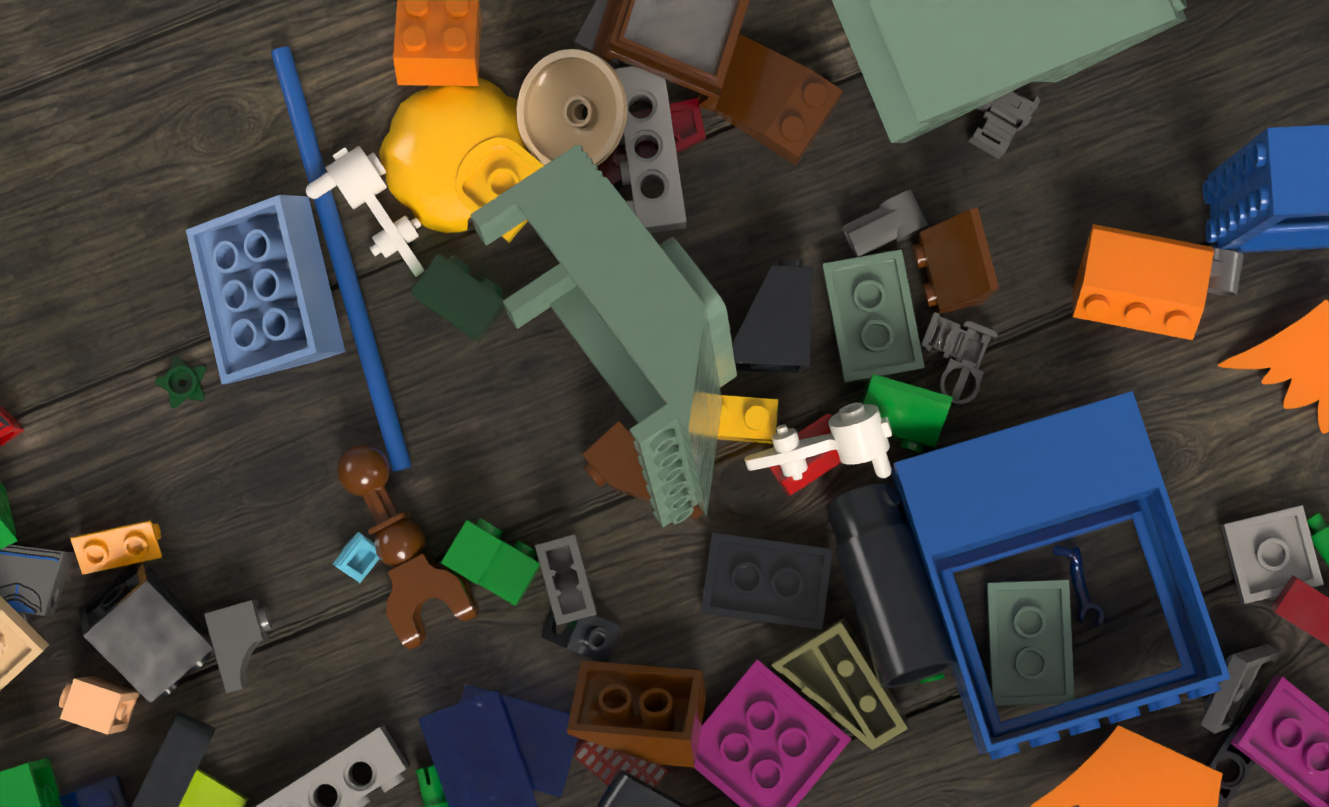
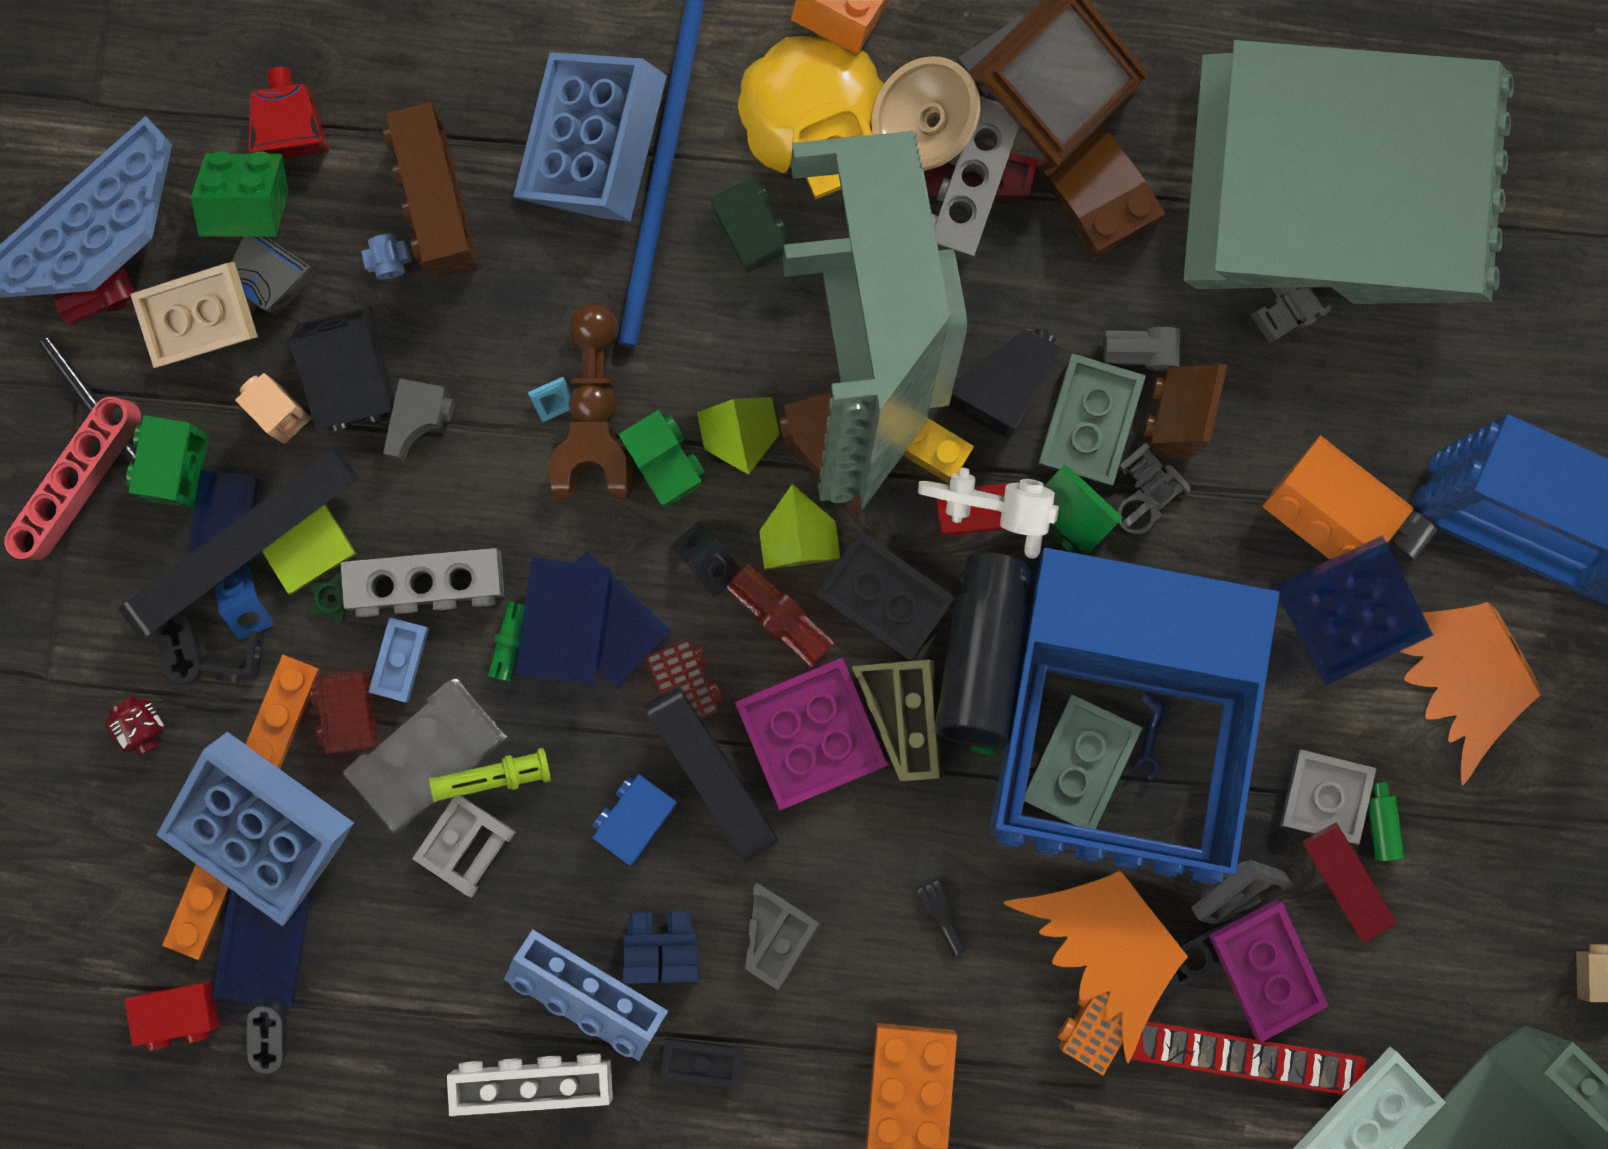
camera: 30 degrees right, 0 degrees up
(117, 546) = (356, 286): light orange hinge -> none
(131, 503) = (386, 256): none -> medium blue gear
(142, 419) = (431, 189): none -> reddish brown brick
(171, 380) = (474, 171): dark green plate -> none
(359, 182) = (716, 85): white piece -> none
(551, 496) = (739, 430): none -> lime slope
(566, 579) = (716, 505): dark grey arch -> none
(640, 710) = (721, 647): reddish brown slope -> none
(655, 564) = (798, 533): none -> lime slope
(678, 649) = (780, 615): none -> clear red piece
(1207, 371) = (1353, 610): none -> clear blue plate

